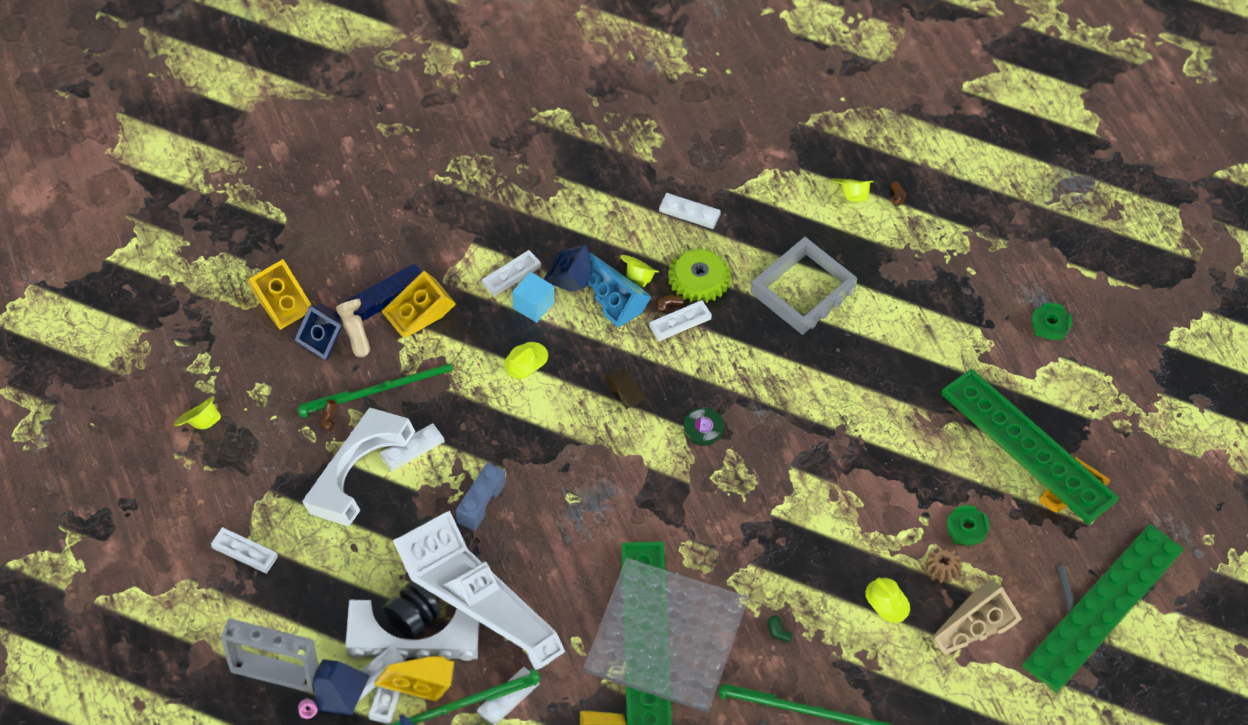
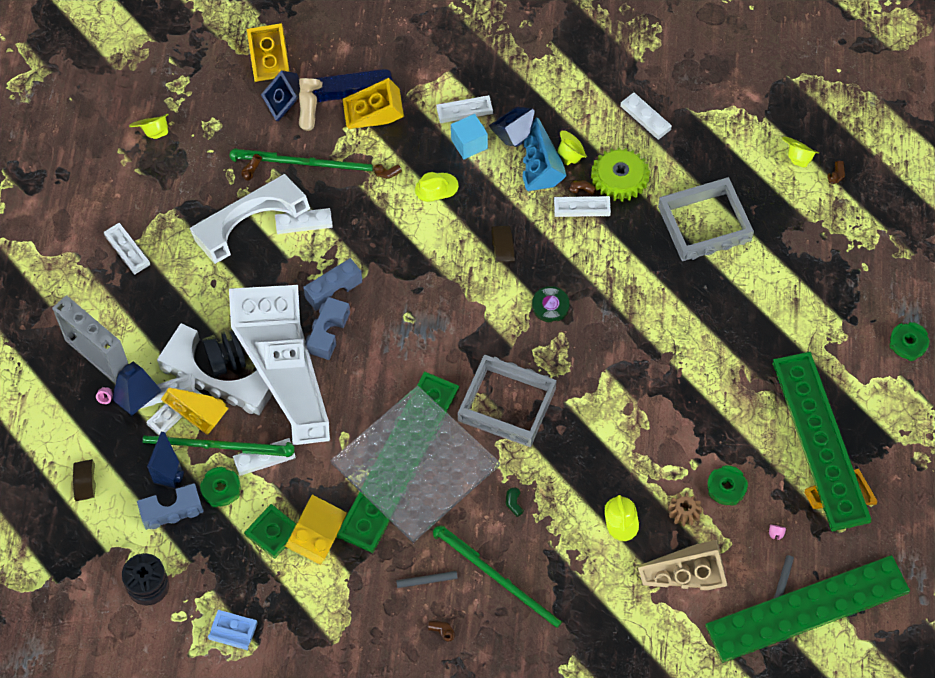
camera: 30 degrees right, 5 degrees up
(470, 366) = (385, 173): none -> reddish brown arm
(501, 557) = (331, 314): none -> sand blue arch
(718, 565) = (496, 426): none -> light grey window
(1036, 548) = (776, 530): none -> bright pink hinge

